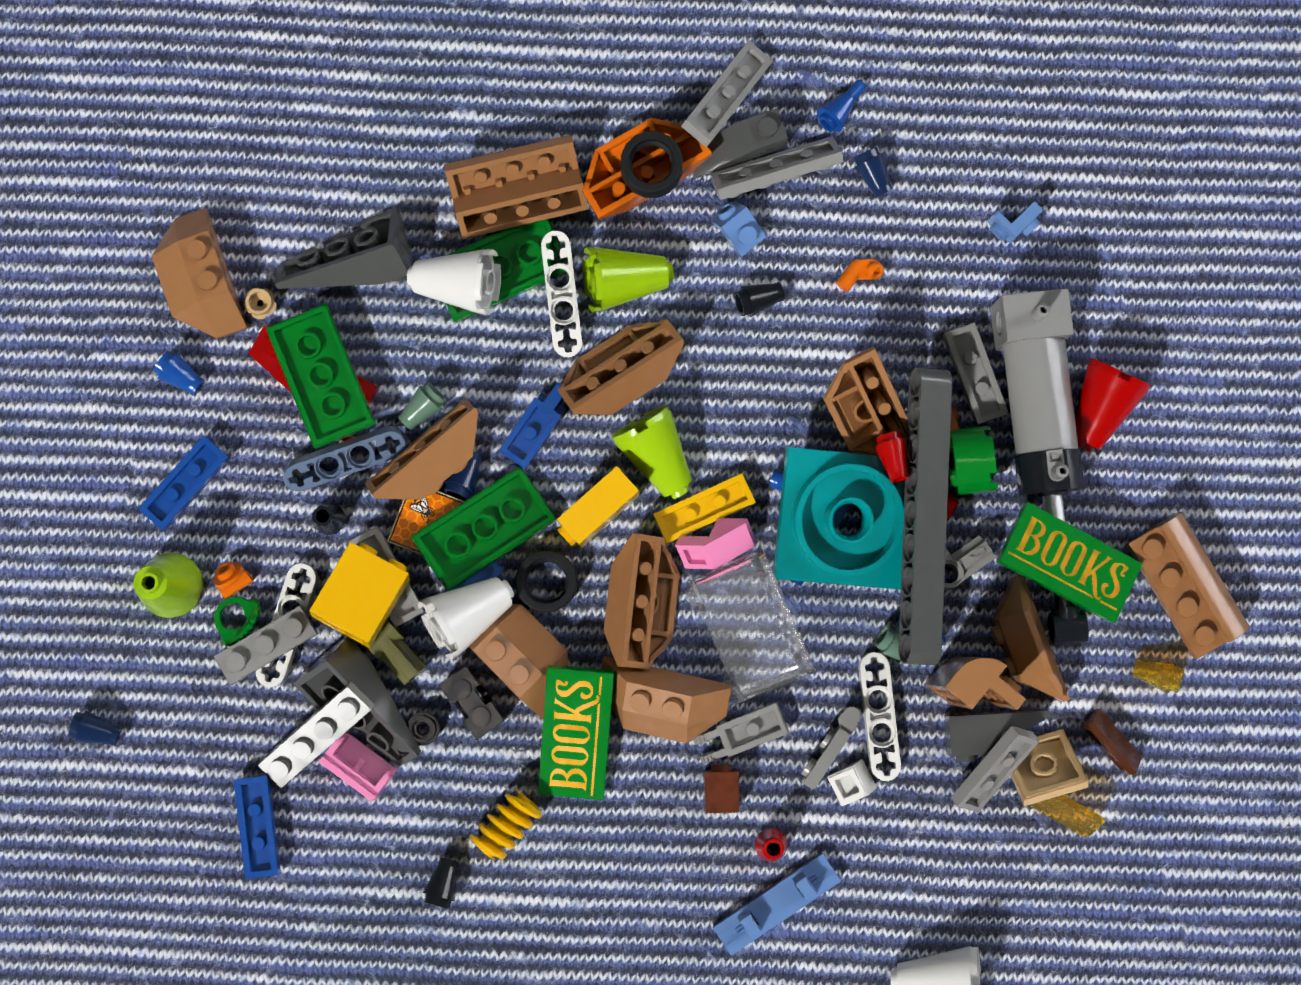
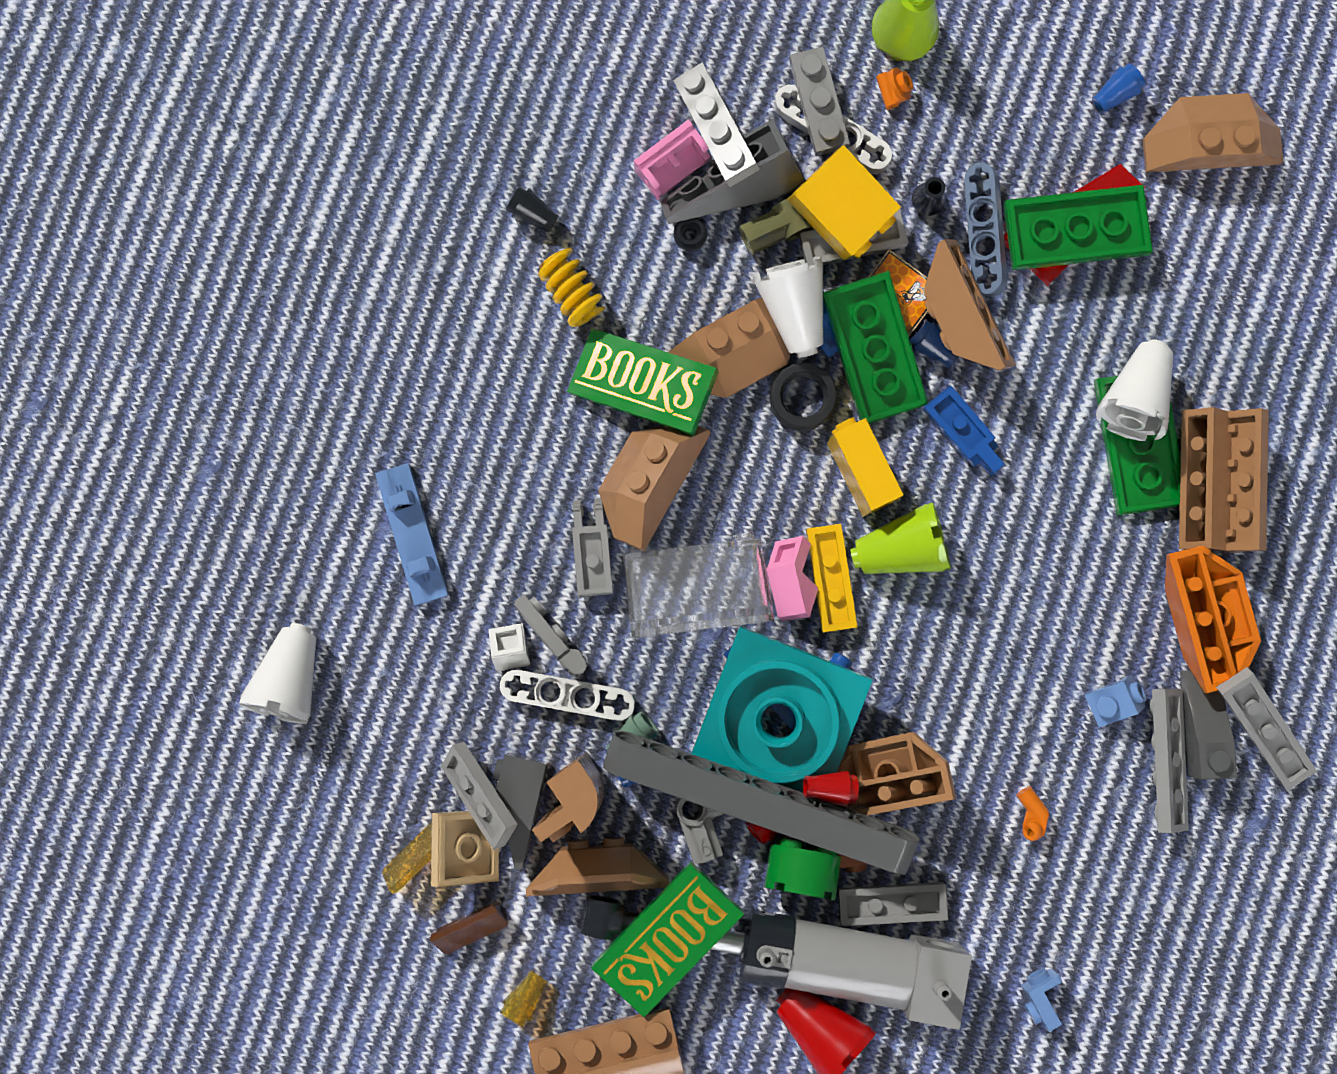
camera: 110 degrees right, 0 degrees up
(184, 483) = (1004, 66): blue plate -> none
(251, 610) = (856, 97): green piece -> none
(257, 295) = (1175, 183): tan plate -> none
(257, 826) = (642, 46): blue plate -> none
(365, 257) = (1188, 303): dark grey wedge -> none
(422, 405) = (1018, 322): sand green cone -> none
(478, 716) = (717, 279): black brick -> none
(565, 293) = (1096, 491): white beam -> none
(621, 368) = (1000, 534): medium nougat wedge -> none
(622, 276) = (1098, 564): lime cone -> none
(640, 141) = (1240, 620): black tyre -> none
(641, 601) = (754, 485): medium nougat wedge -> none
(721, 789) = (541, 511): copper brick -> none
(756, 298) = (1036, 699): black cone -> none
(769, 836) = (479, 549): red cone -> none
(835, 113) = (1213, 840): blue cone -> none
(873, 170) = (1141, 861): dark blue cone -> none

